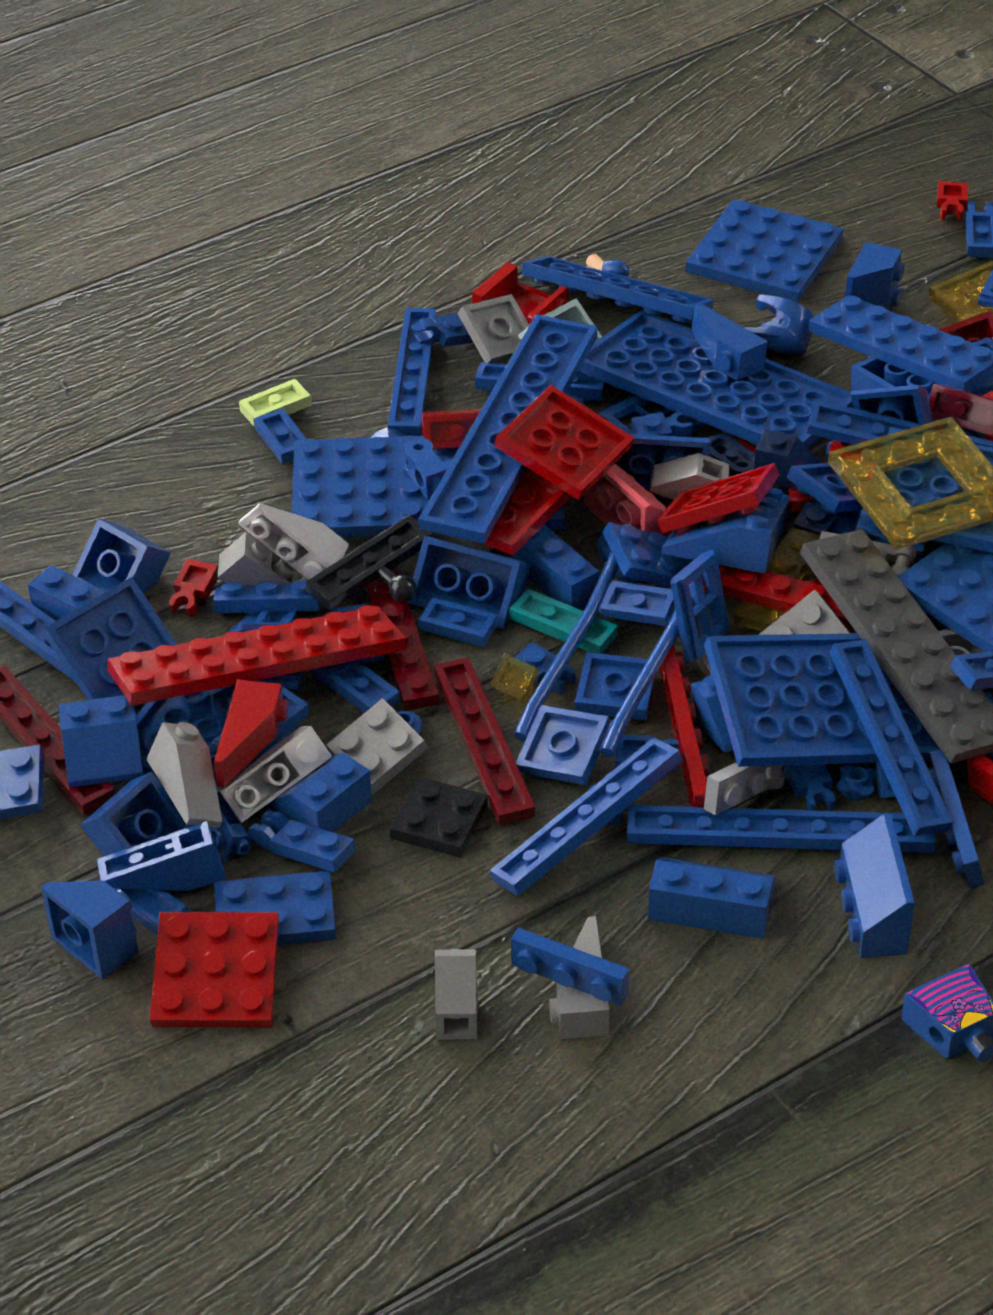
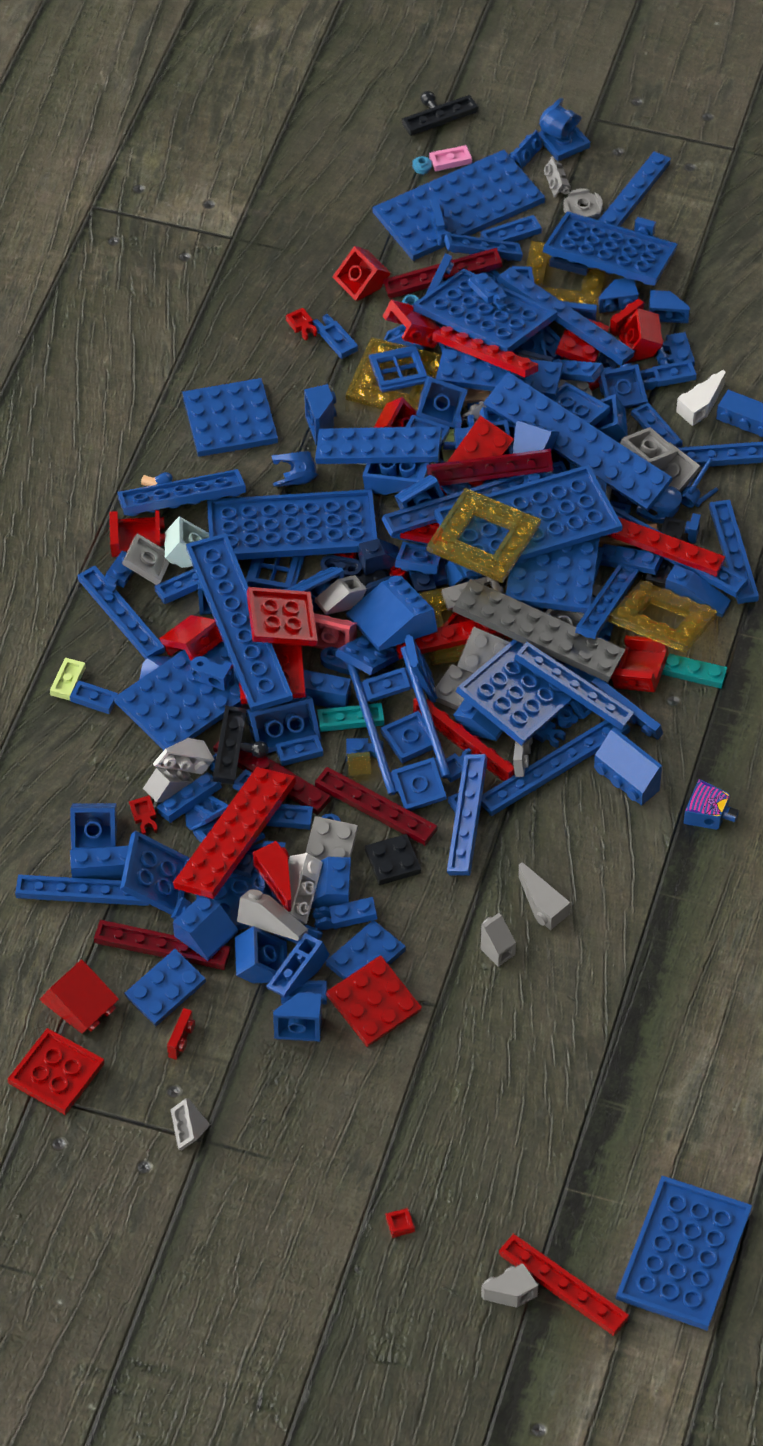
camera: 40 degrees left, 10 degrees up
(570, 966) = (540, 893): blue plate -> none
(659, 425) = (288, 573): blue plate -> none
(710, 897) = (555, 817): blue slope -> none
(715, 499) = (379, 601): red plate -> none
(727, 344) = (282, 498): blue slope -> none

